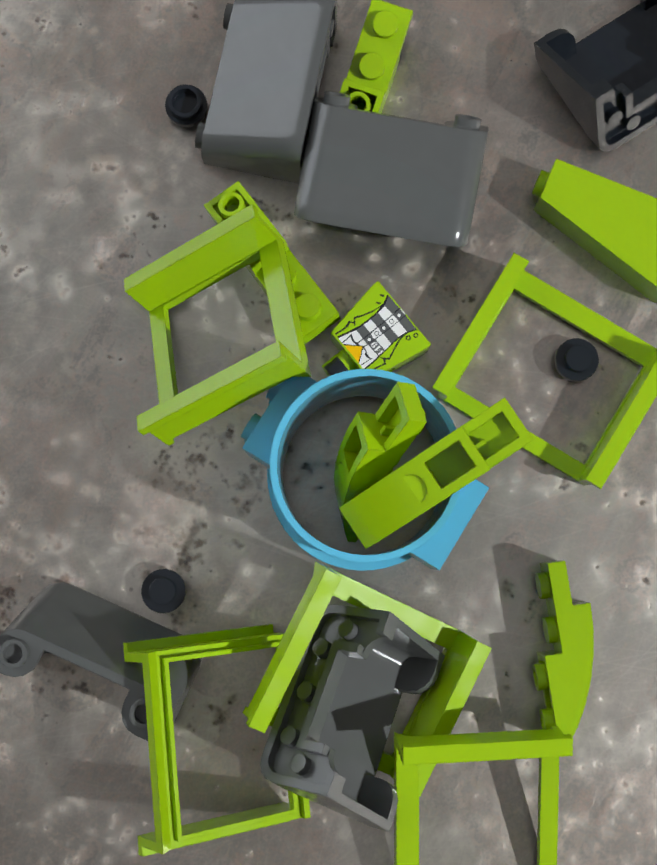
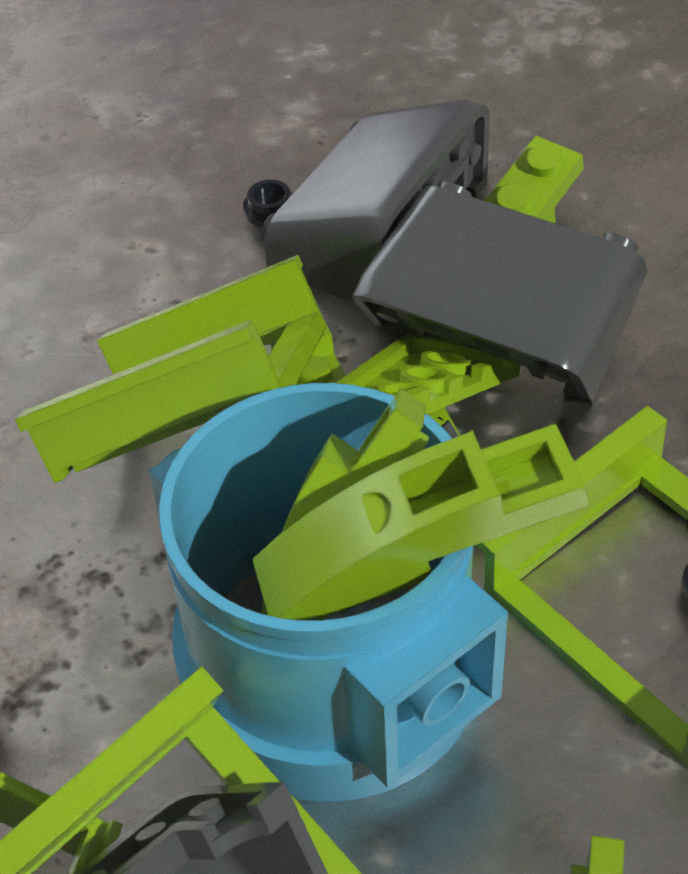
camera: 20 degrees right, 35 degrees down
(353, 285) = (432, 371): none -> lime wing

